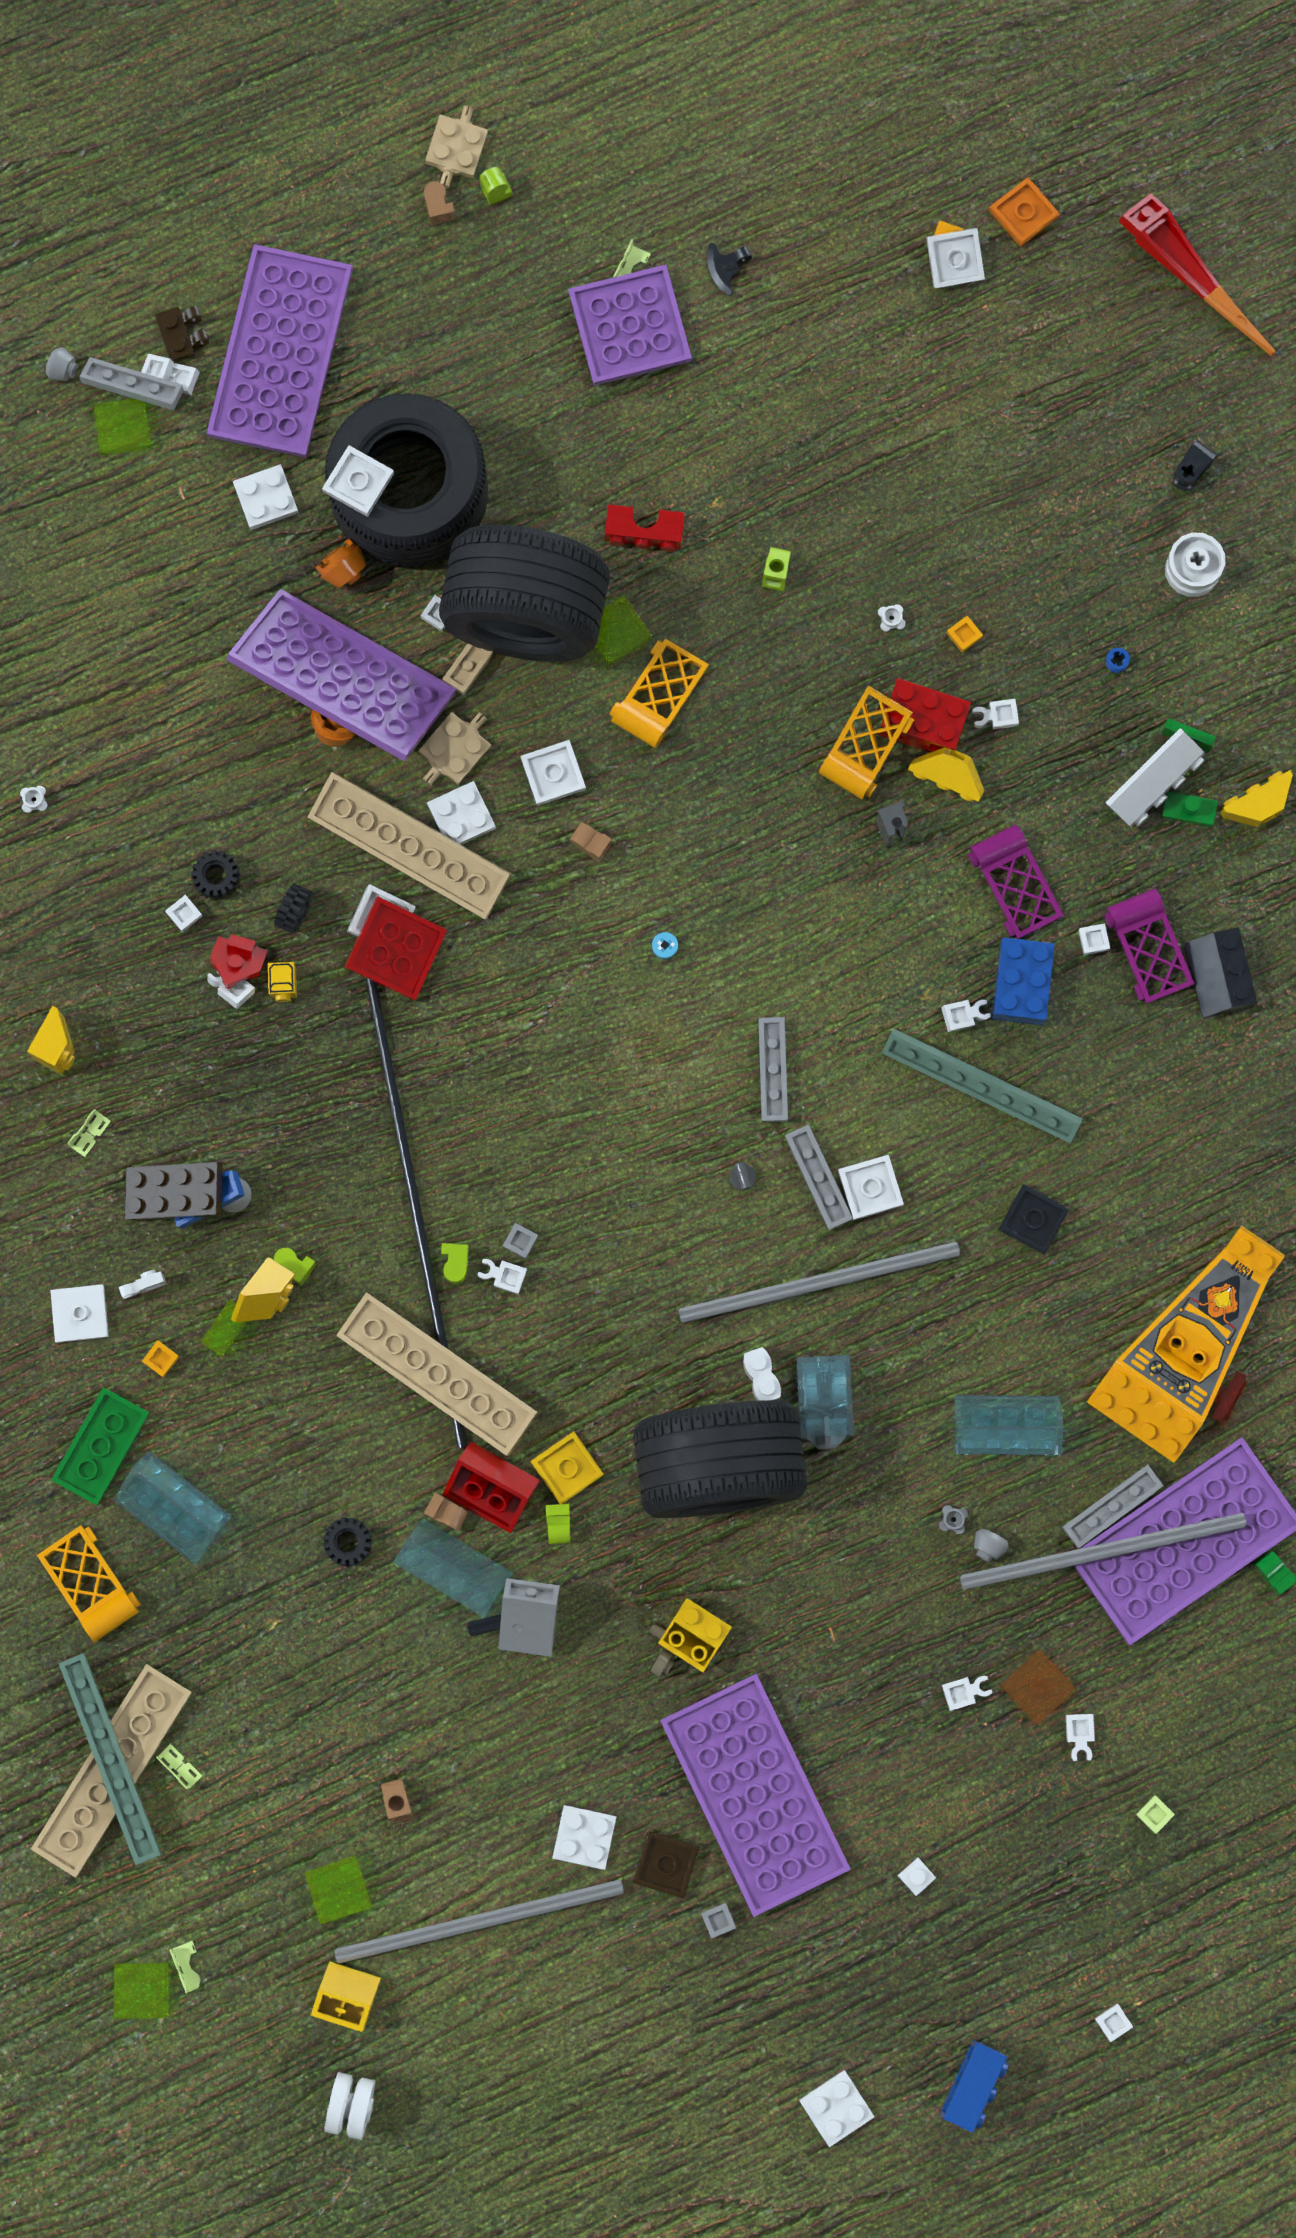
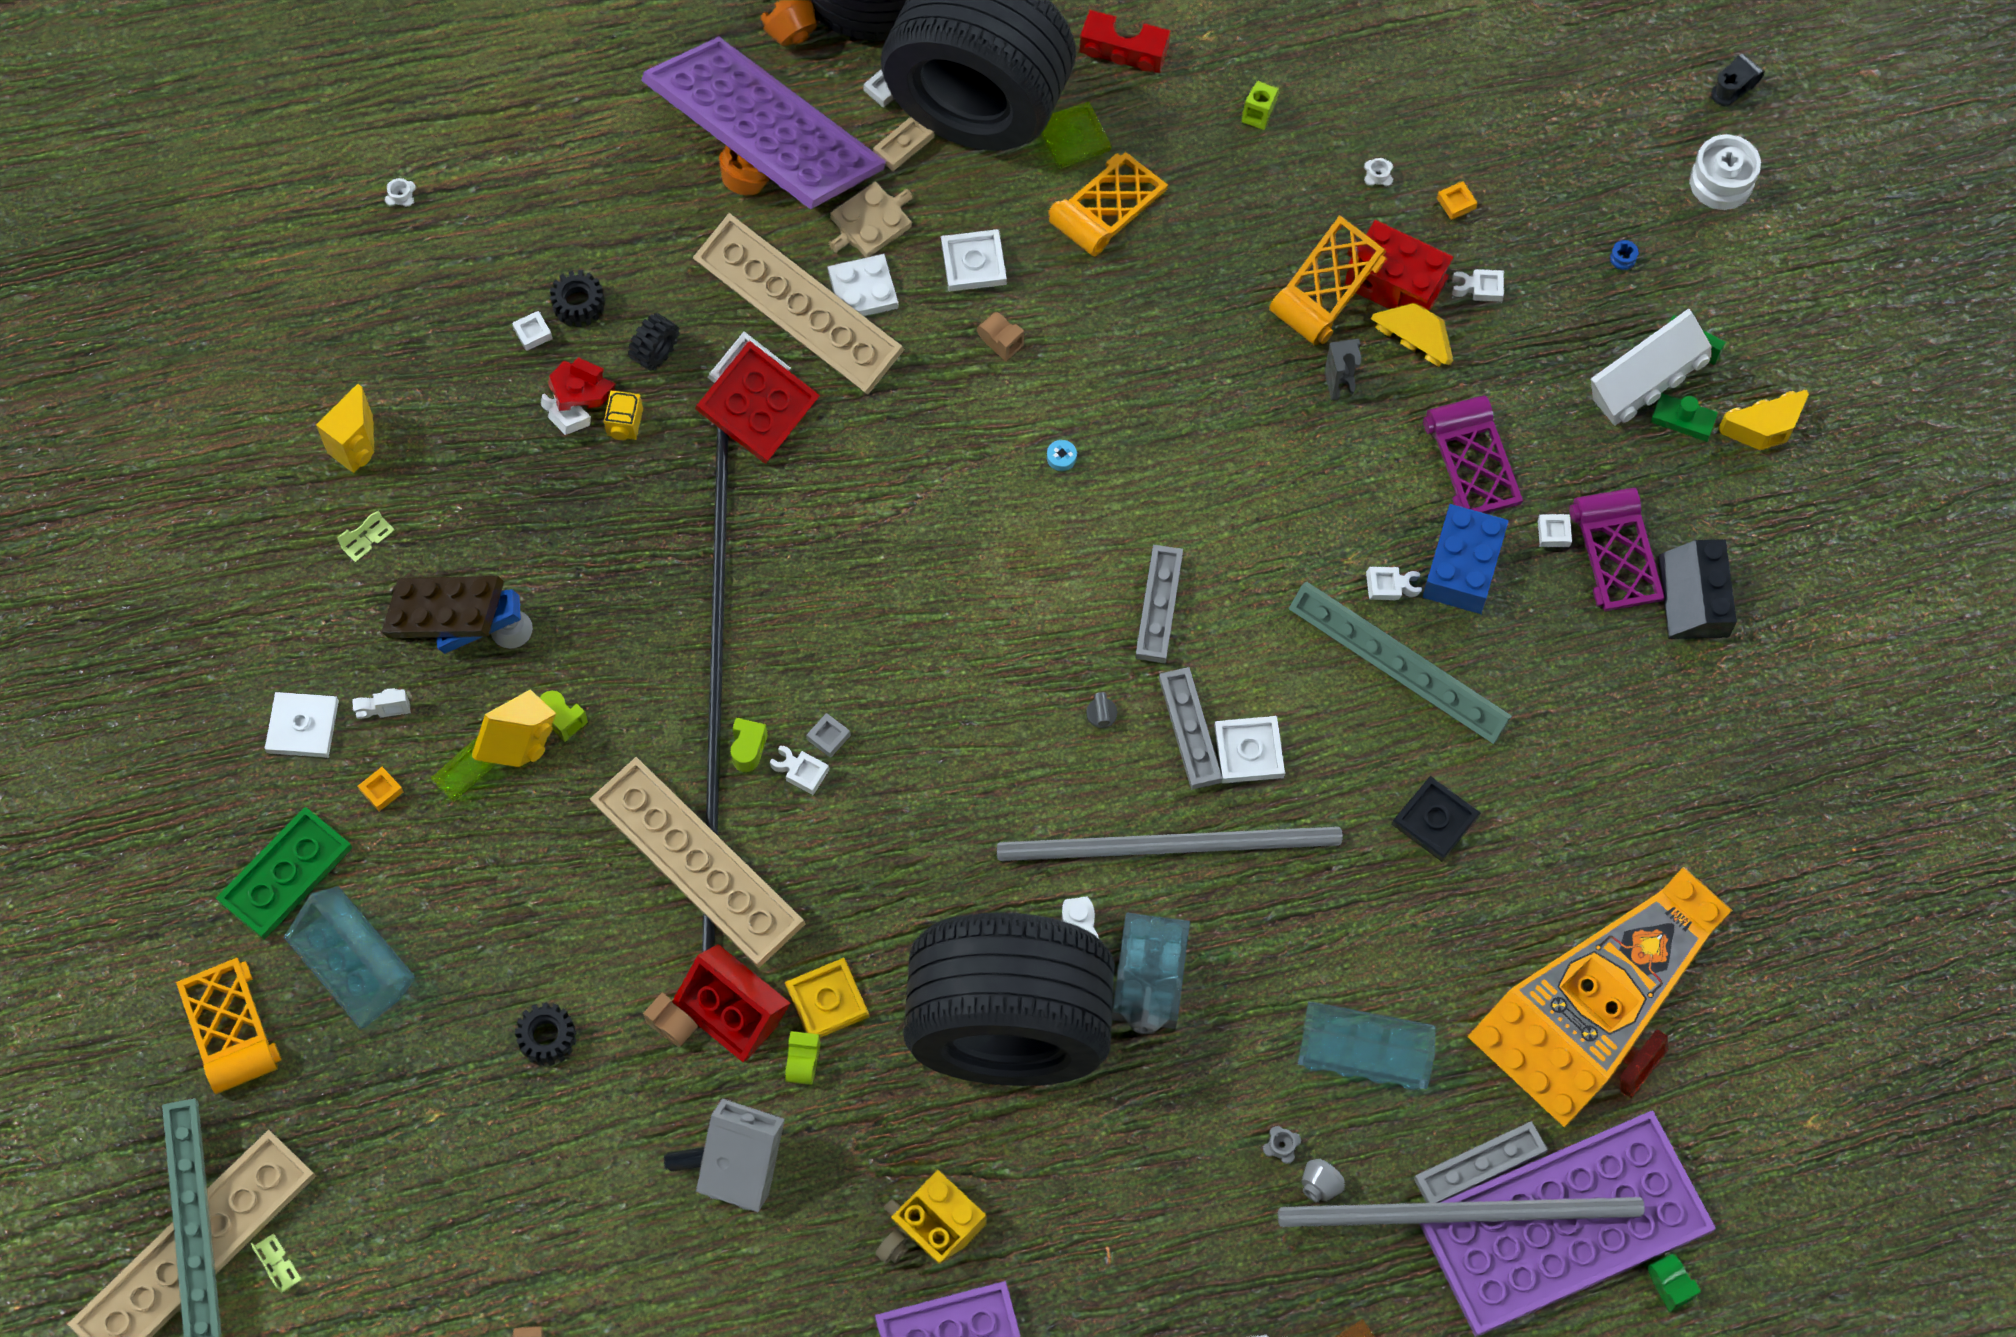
camera: 10 degrees right, 15 degrees down
(453, 1568) = (659, 1086): clear light blue slope -> none

